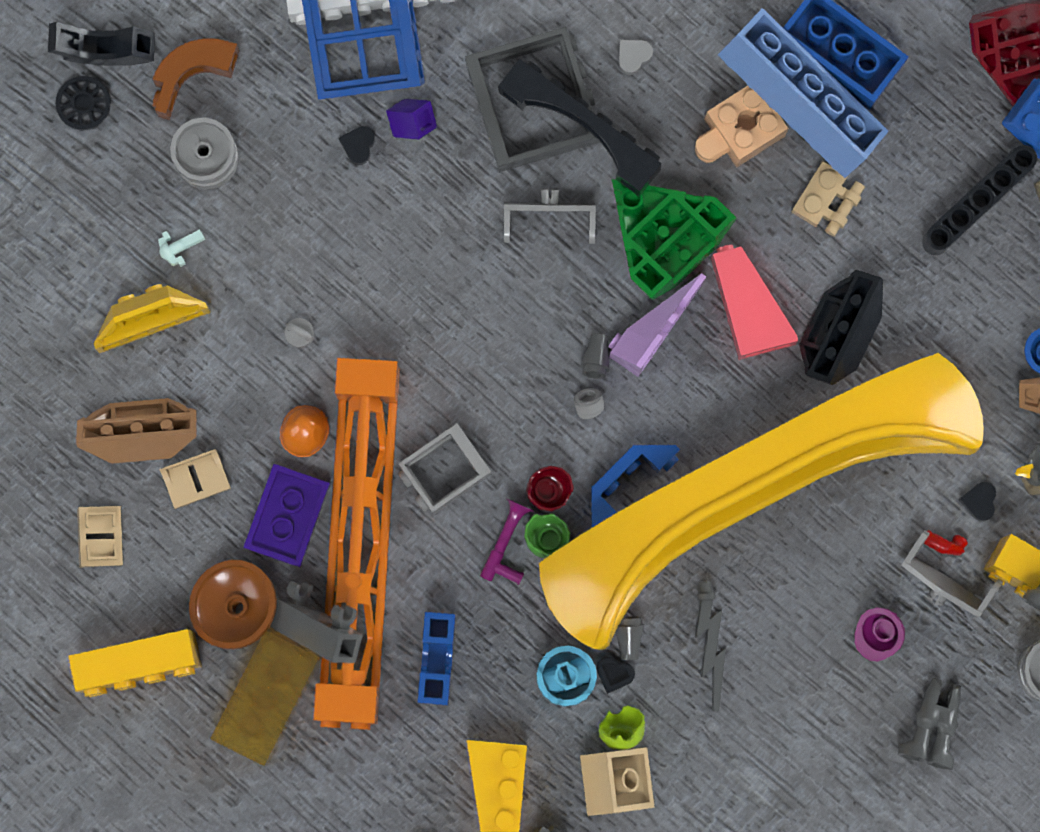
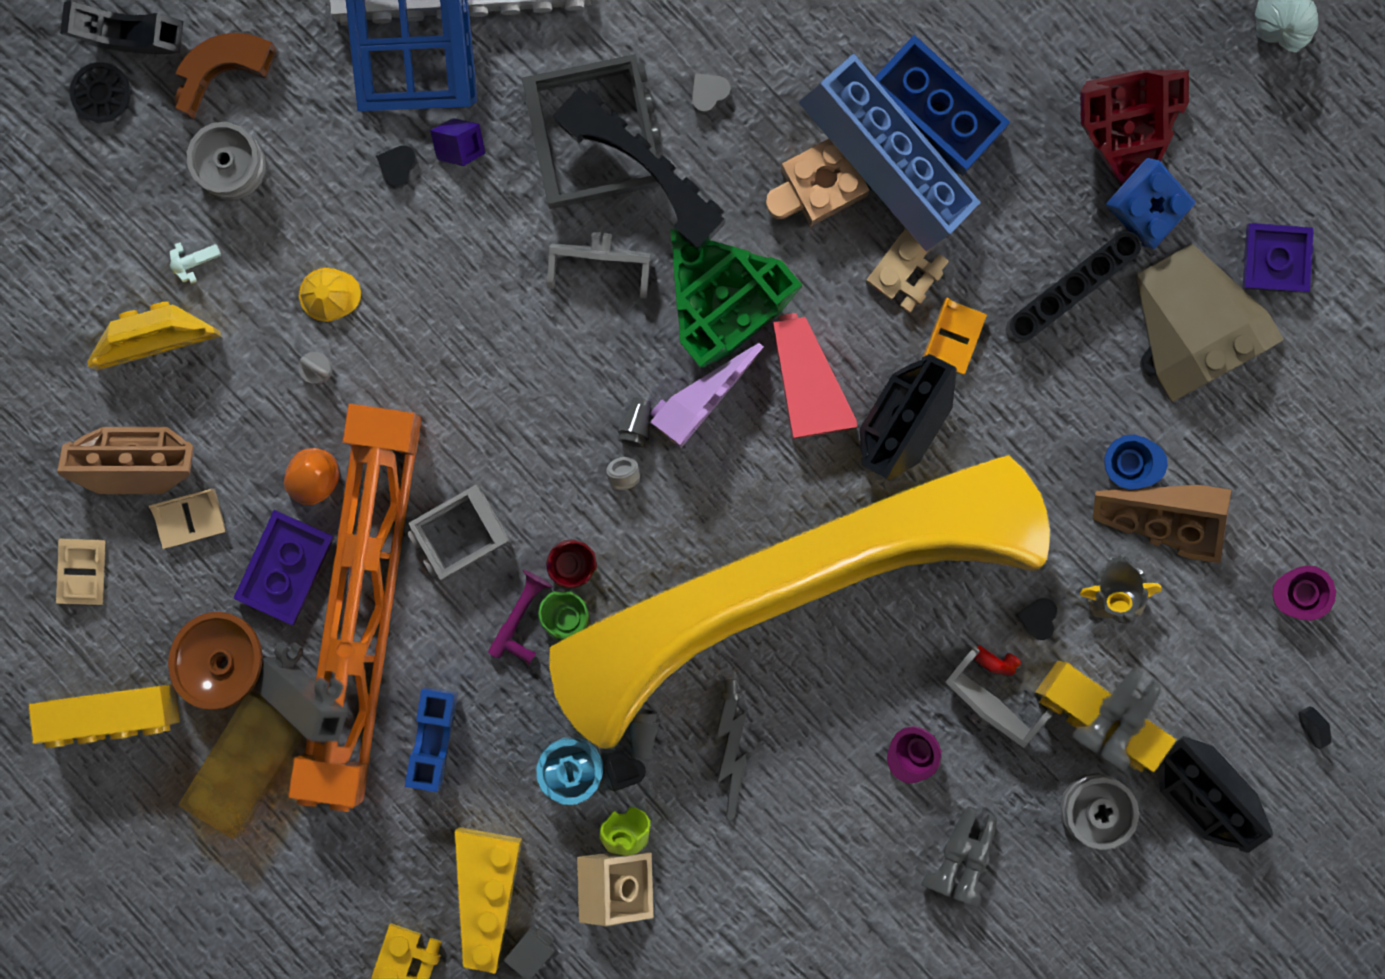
camera: 10 degrees right, 5 degrees up
(306, 266) = (329, 294): none -> yellow piece
(657, 456) = (691, 538): blue slope -> none
(882, 240) = (959, 321): none -> light orange piece

